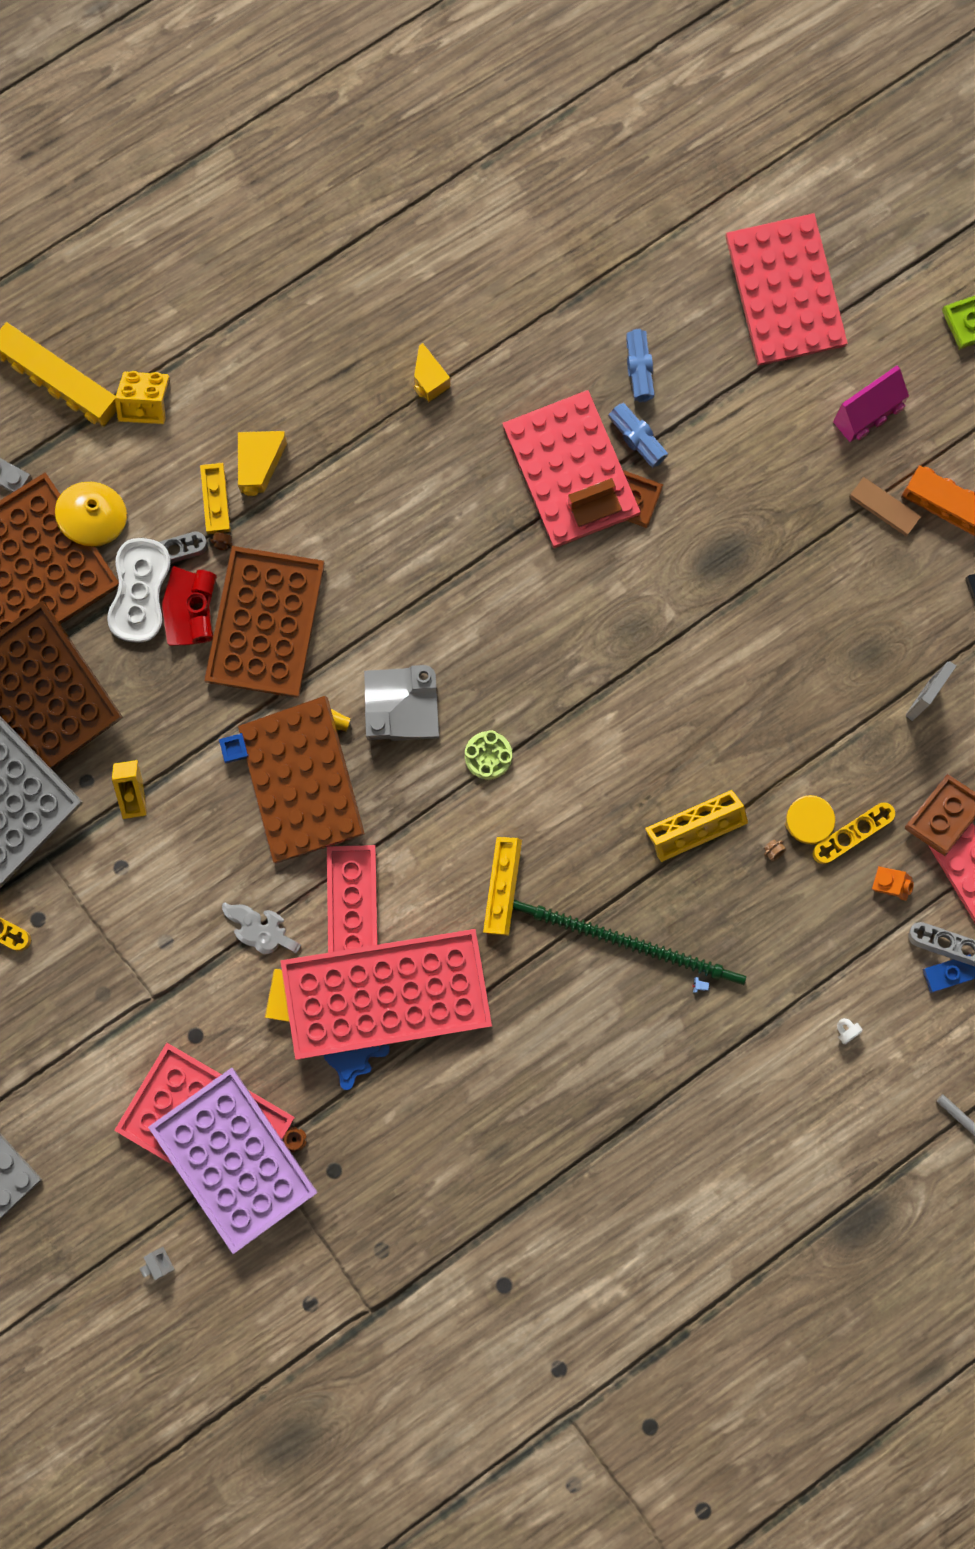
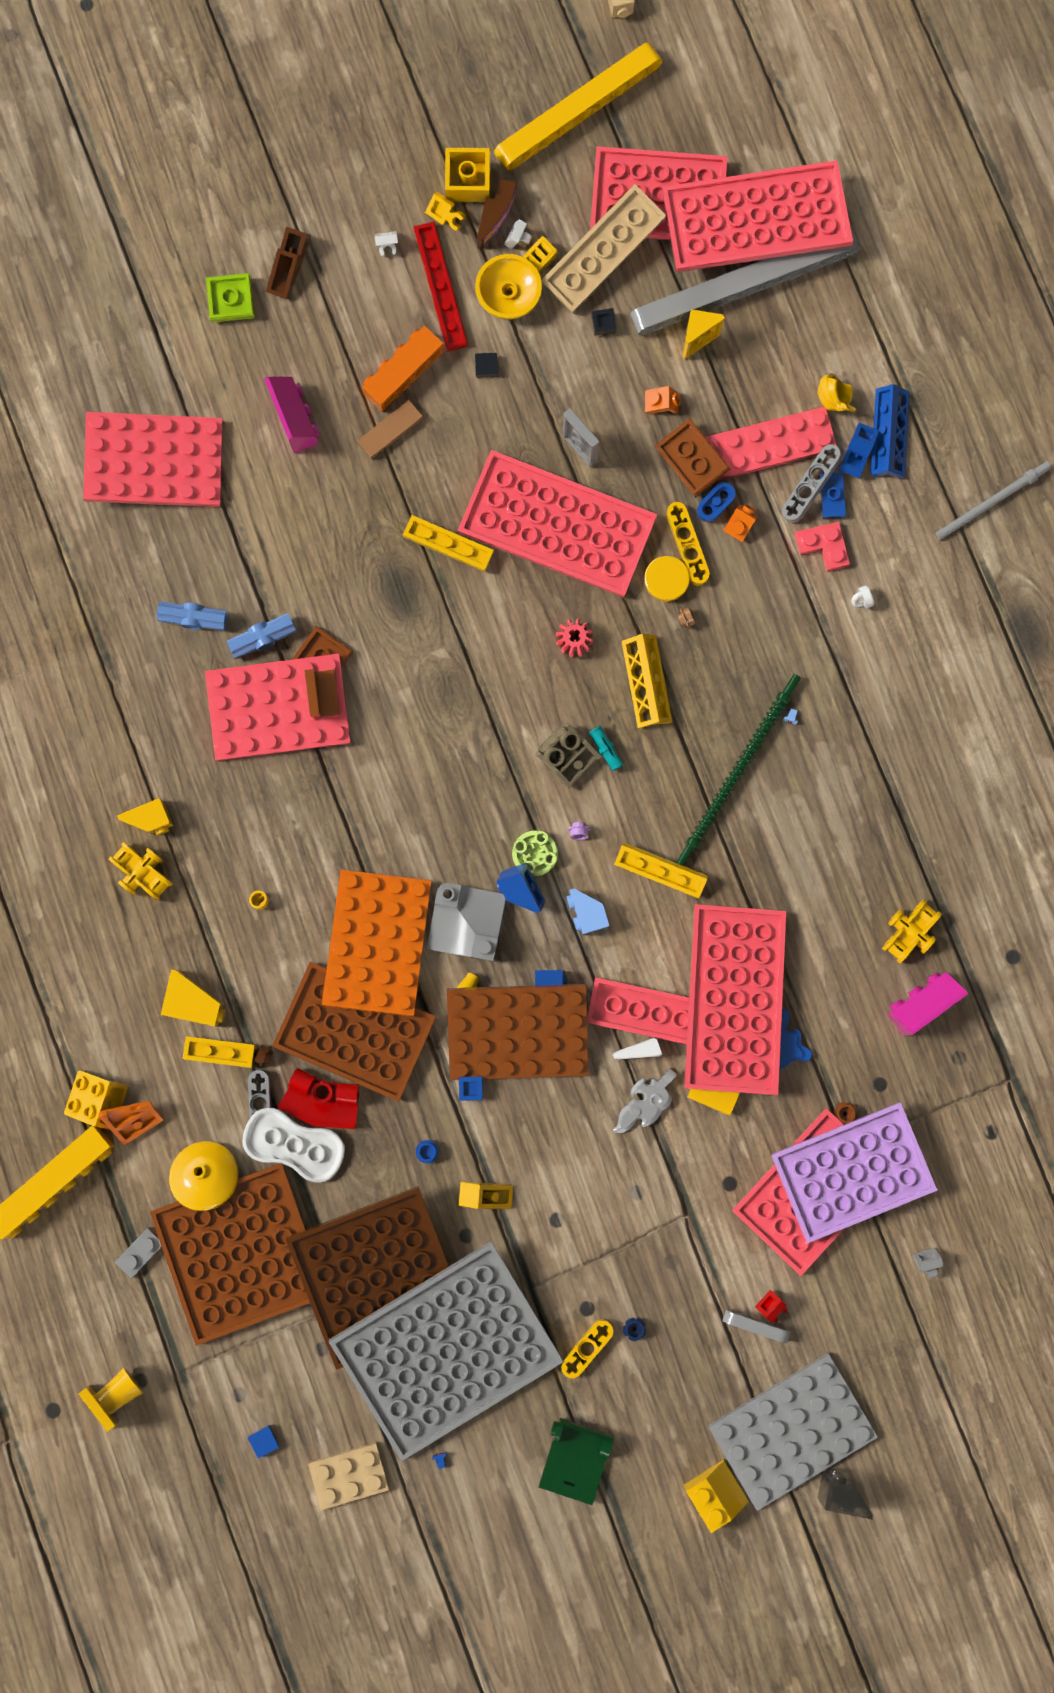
camera: 75 degrees left, 5 degrees up
(21, 967) = (634, 1335): none -> dark blue plate
(53, 1096) = (756, 1326): none -> light grey beam
(76, 1107) = (771, 1306): none -> red tile
(129, 432) = (131, 1120): none -> orange wing
(161, 721) = (427, 1151): none -> blue plate
(312, 912) = (647, 1048): none -> white slope
(358, 620) = (376, 943): none -> orange plate
(363, 799) = (550, 977): none -> blue brick
(374, 381) = (140, 871): none -> yellow axle
(374, 495) = (256, 897): none -> yellow hinge
(430, 1197) = (925, 1003): none -> dark pink slope
(439, 823) = (589, 912): none -> light blue slope
(447, 748) = (520, 888): none -> blue slope
(512, 1171) = (911, 931): none -> yellow axle
(522, 793) = (579, 831): none -> lavender plate
(597, 762) = (567, 754): none -> dark tan slope
(625, 789) = (606, 748): none -> teal pin
(712, 736) = (565, 636): none -> coral gear
(783, 591) = (448, 543): none -> yellow plate
(836, 695) = (557, 523): none -> coral plate
(901, 977) = (827, 539): none -> coral plate
(905, 851) = (715, 502): none -> blue plate

